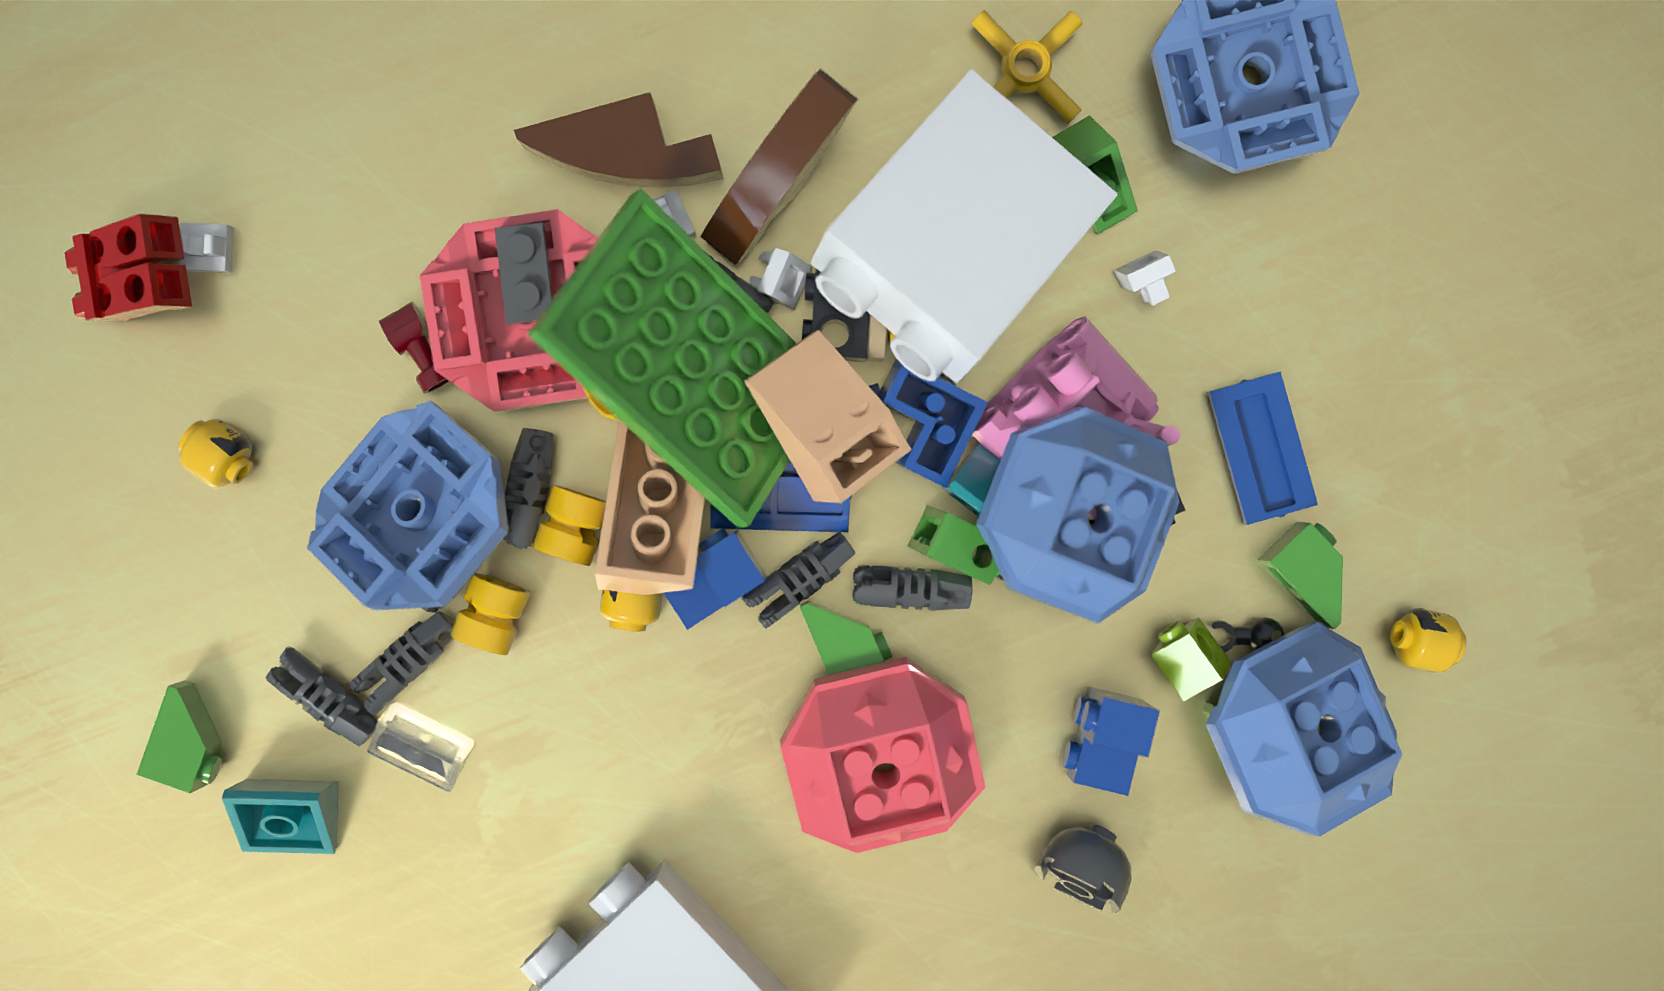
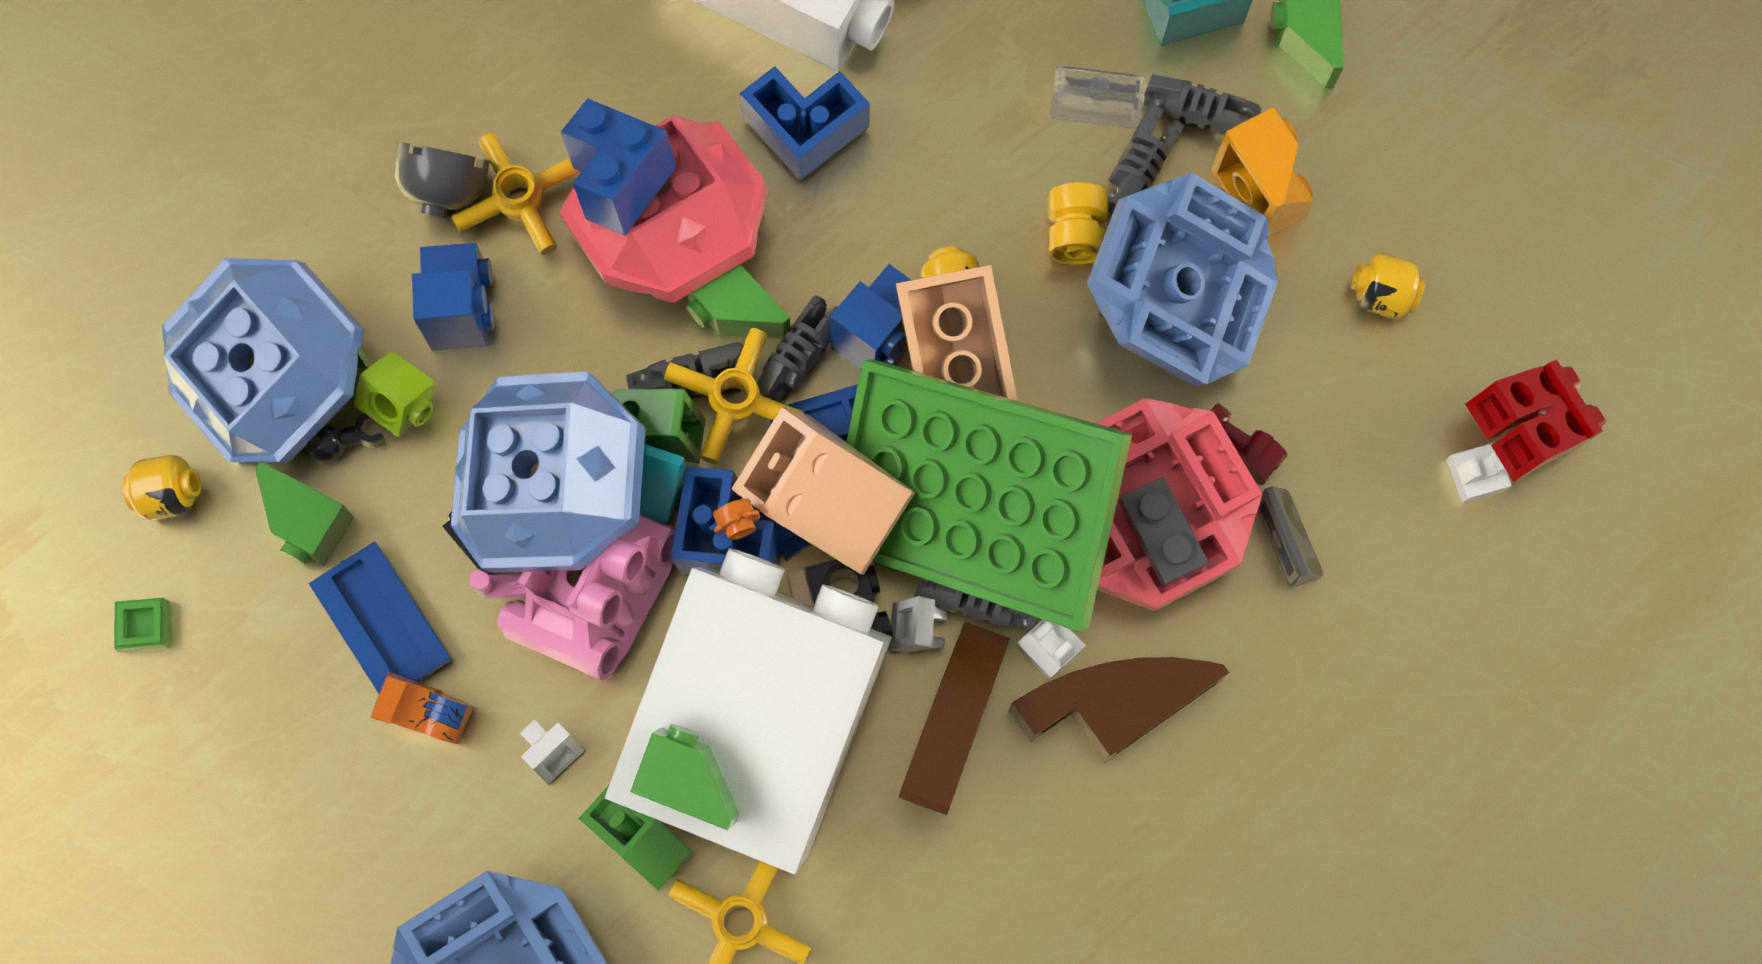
camera: 155 degrees right, 15 degrees down
(290, 601) = (1258, 170): none -> light orange slope
(407, 245) = (1289, 536): none -> dark grey slope
(528, 486) = (1087, 349): dark grey hinge -> none
(570, 526) = (1032, 321): yellow wheel -> none
(721, 798) = (807, 128): none -> blue brick
(895, 560) = (726, 412): none -> yellow bar
(913, 797) = (619, 164): none -> blue brick
(918, 411) = (736, 519): none -> orange plate
(1021, 845) = (523, 209): none -> yellow bar
(1043, 172) = (685, 777): none -> bright green slope
(1251, 350) = (421, 708): none -> orange leg
(1476, 519) = (141, 625): none -> bright green tile

